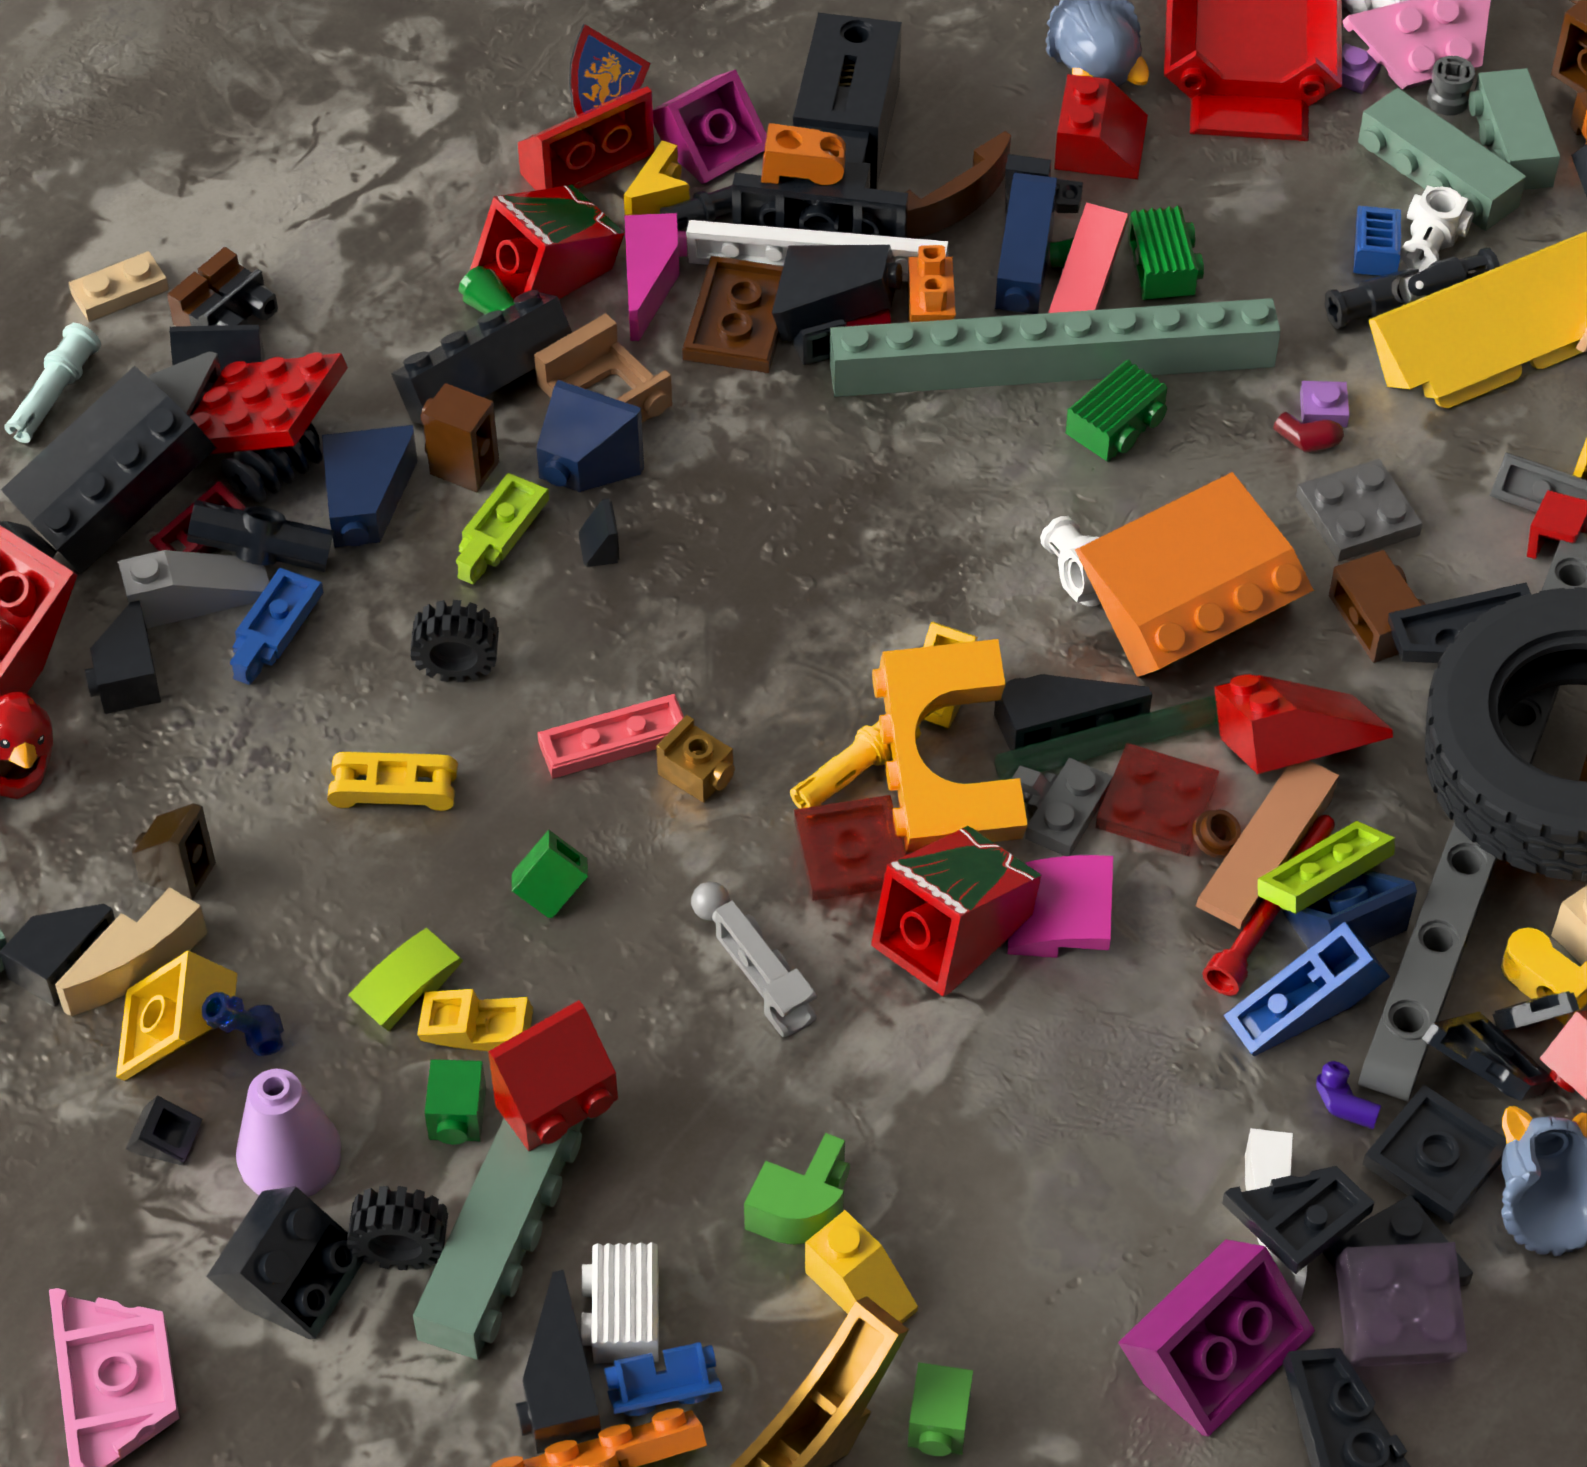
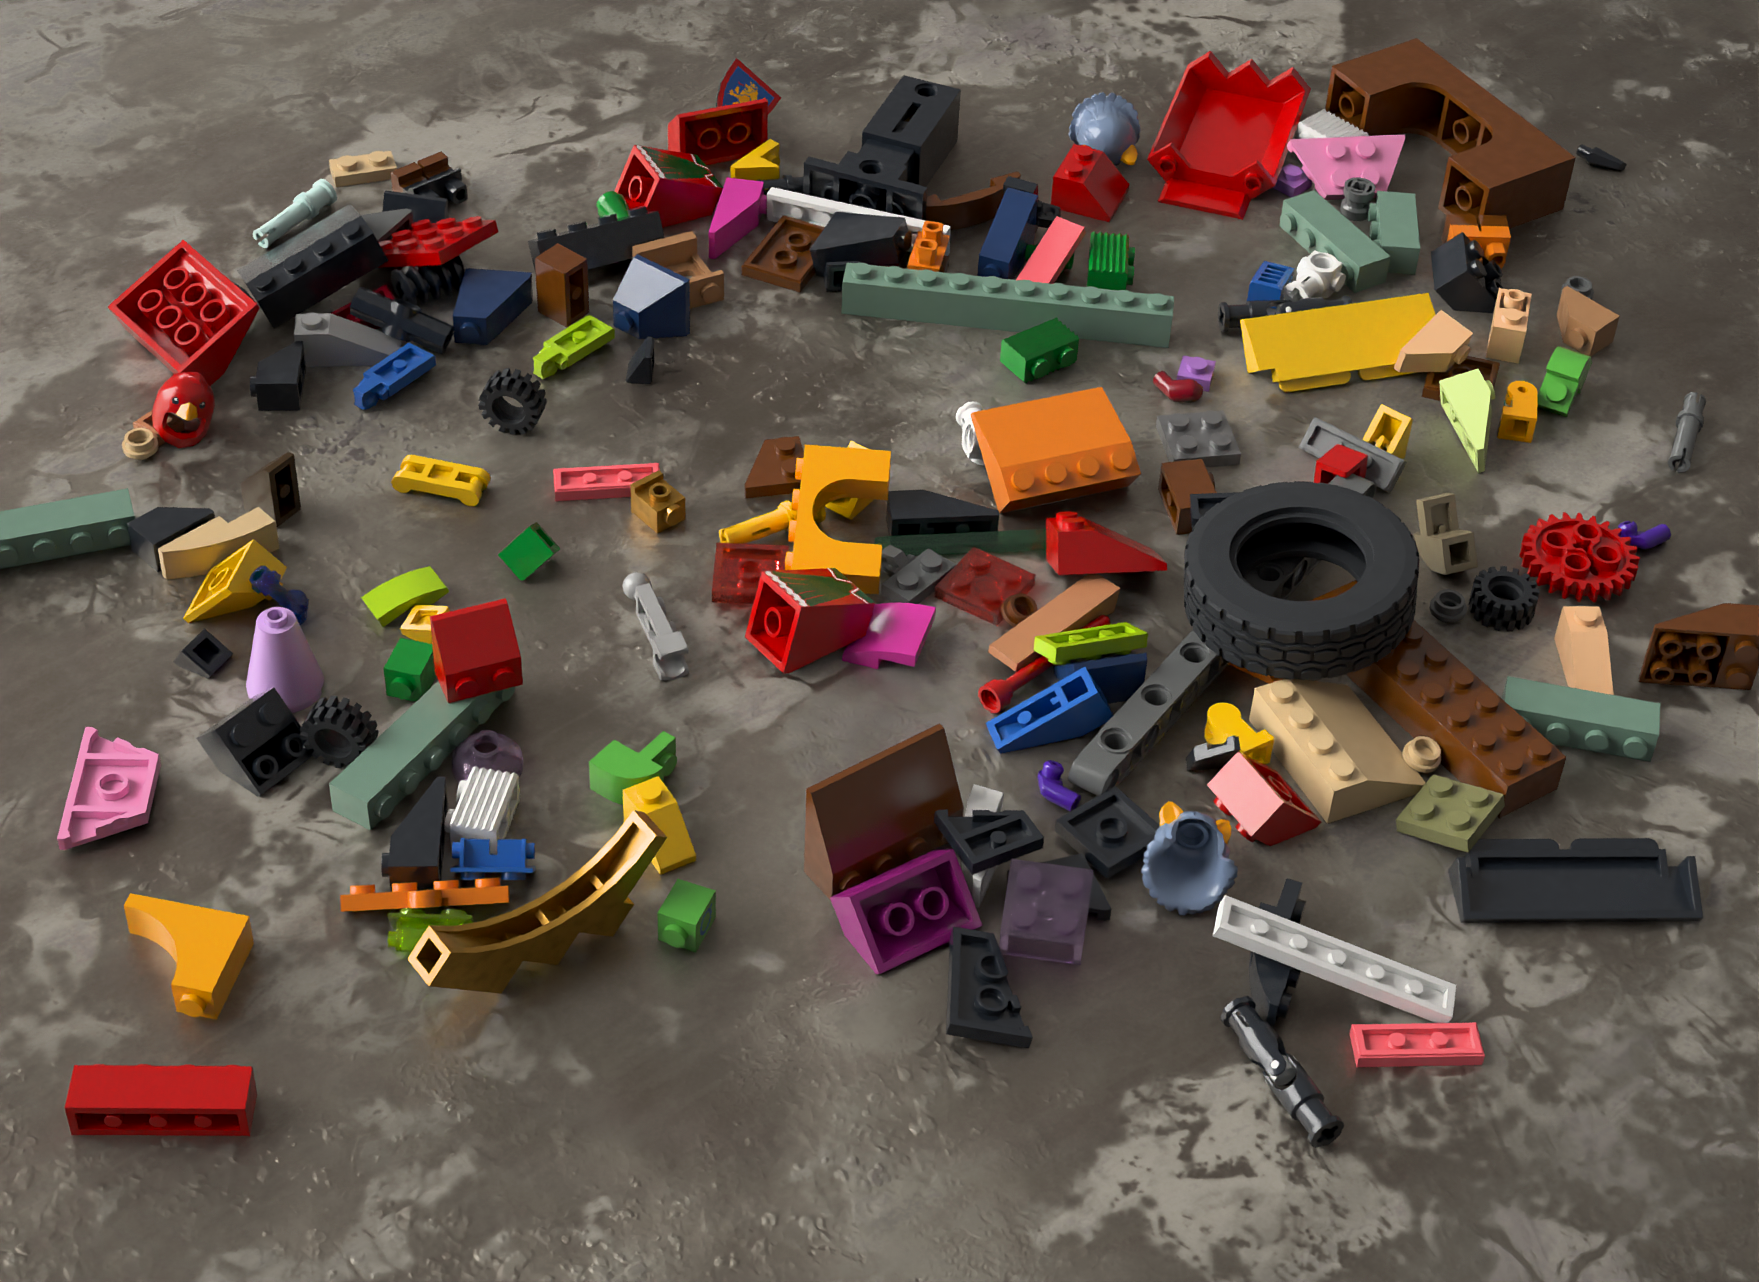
camera: 10 degrees right, 10 degrees down
(578, 1232) = (504, 758): none -> clear purple piece
(712, 126) = (809, 133): dark pink slope -> none
(803, 154) = (857, 148): orange leg -> none
(833, 667) = (775, 468): none -> reddish brown wing
(1154, 1212) = (879, 812): none -> reddish brown slope
(1490, 1054) = (1170, 775): black wing -> none

